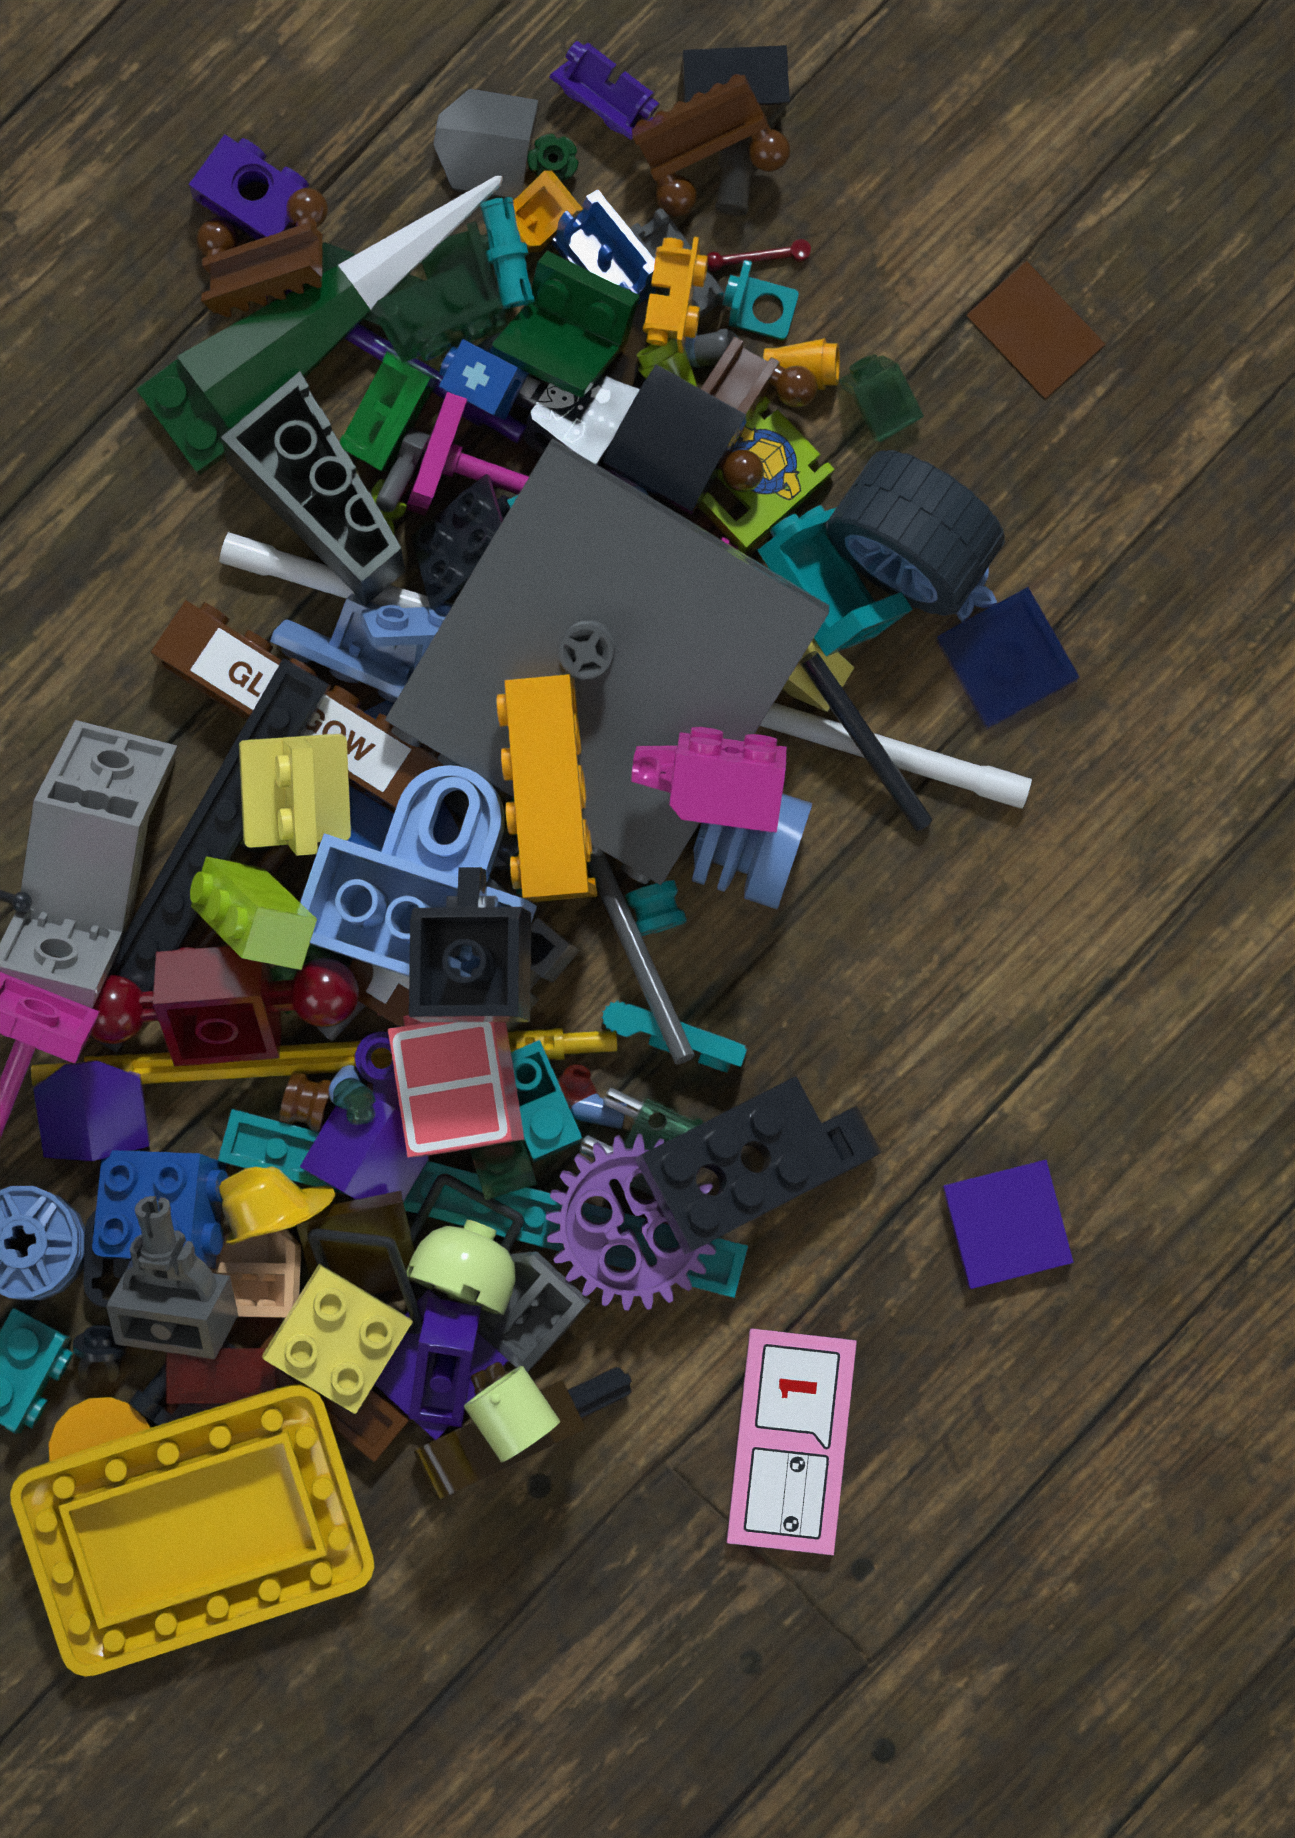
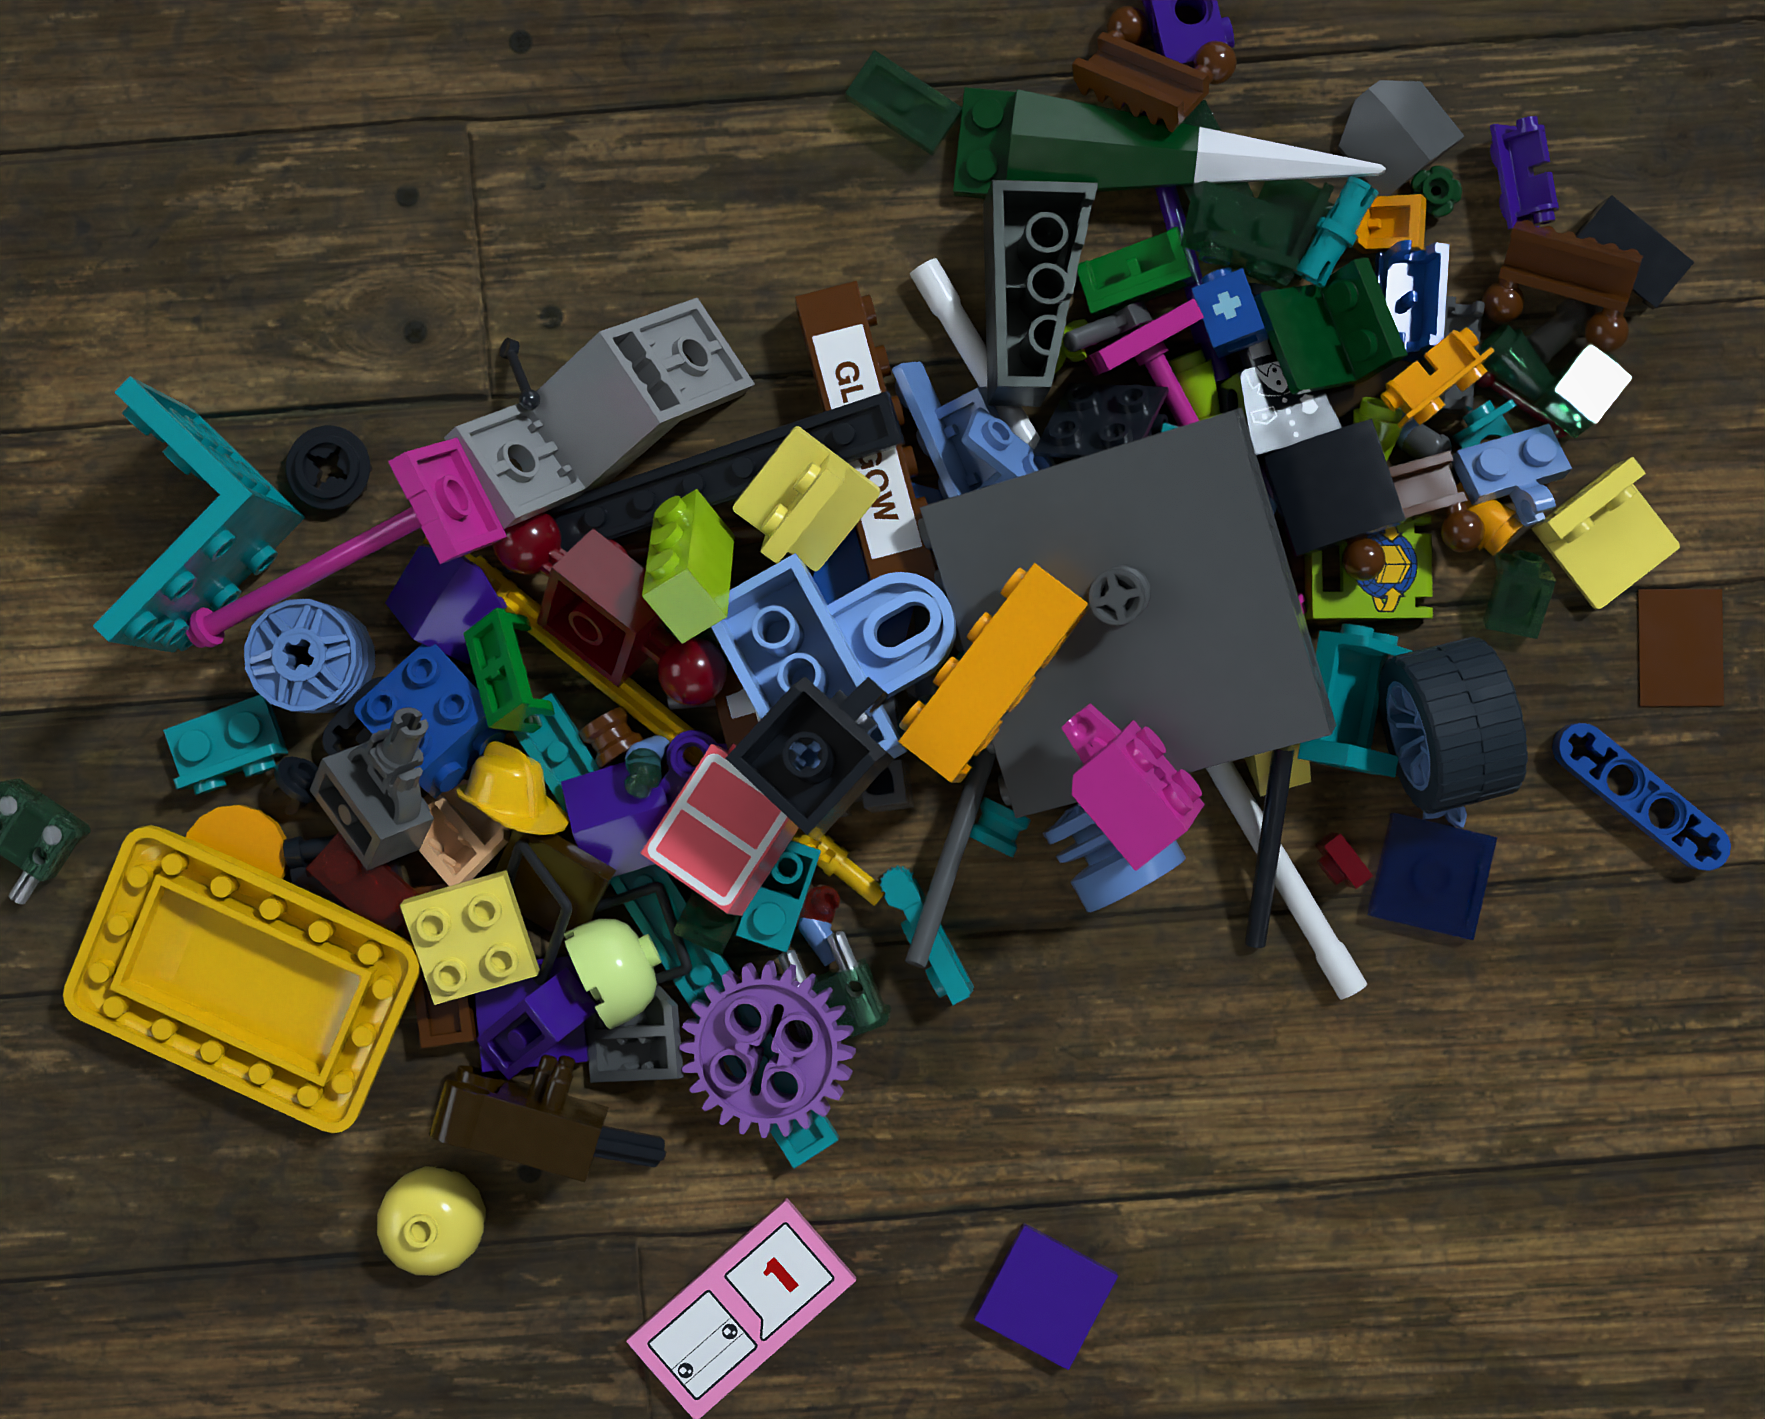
camera: 55 degrees right, 5 degrees up
(100, 440) = (903, 102): none -> clear green plate
(184, 1121) = (501, 673): none -> green hinge
(499, 1588) = (431, 1221): none -> light yellow cylinder
(504, 450) = (1197, 382): none -> lime cone
(512, 1414) = (534, 1127): yellowish green piece -> none
(725, 230) = (1516, 362): none -> clear green cone
(792, 207) = (1583, 390): none -> brick
(794, 306) = (1514, 467): none -> medium blue plate
(795, 1151) = (932, 1114): black hinge -> none
(906, 296) = (1607, 535): none -> light yellow bracket
(930, 706) = (1341, 862): none -> dark red plate
(1104, 456) = (1645, 790): none -> blue beam

